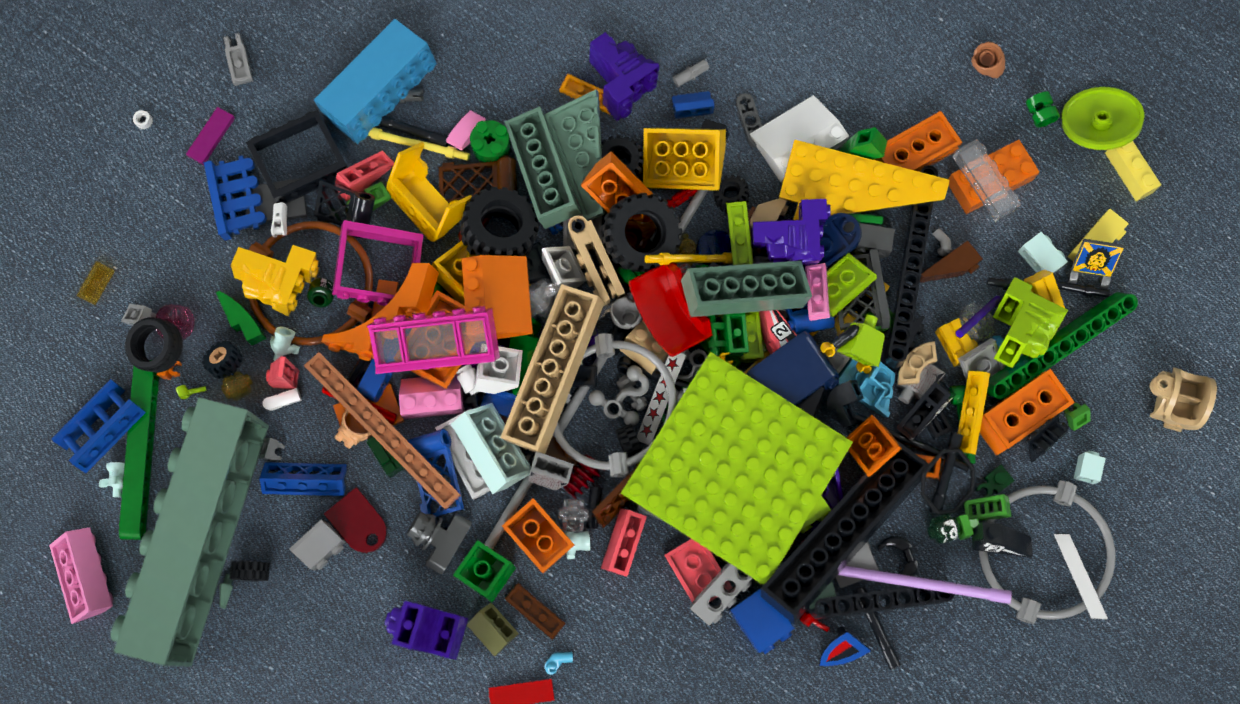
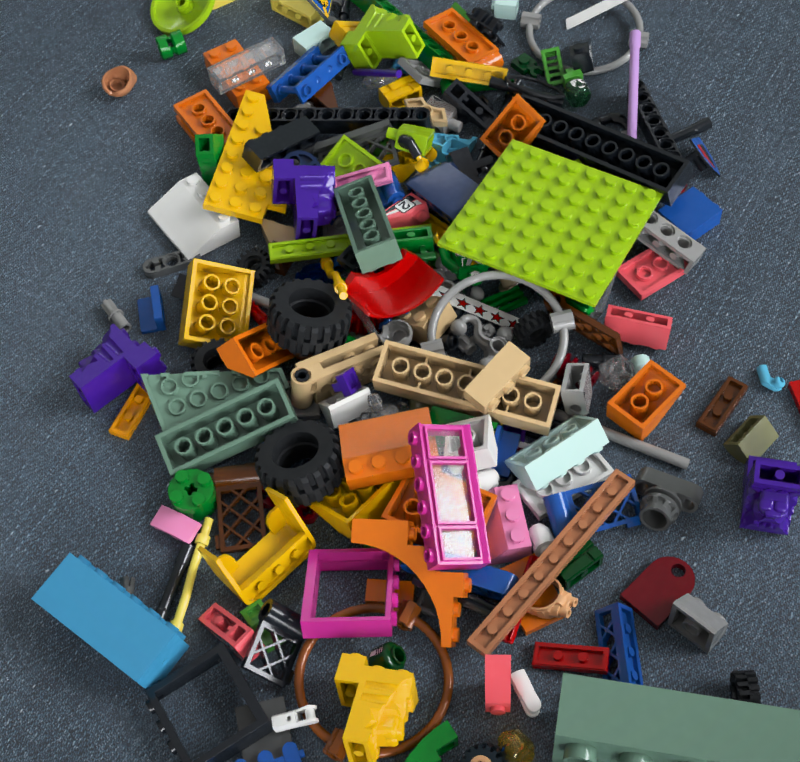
camera: 90 degrees left, 20 degrees down
(282, 341) = (456, 697): light aqua piece -> none
(305, 438) = (571, 658): none -> red tile
(411, 426) = (540, 538): none -> white brick
(484, 571) = (693, 445): green slope -> none
(543, 392) = (497, 378): none -> tan brick
(569, 266) = (347, 382): none -> dark purple tile
(868, 212) = (276, 144): none -> black brick
(990, 236) = (308, 74): none -> blue fence

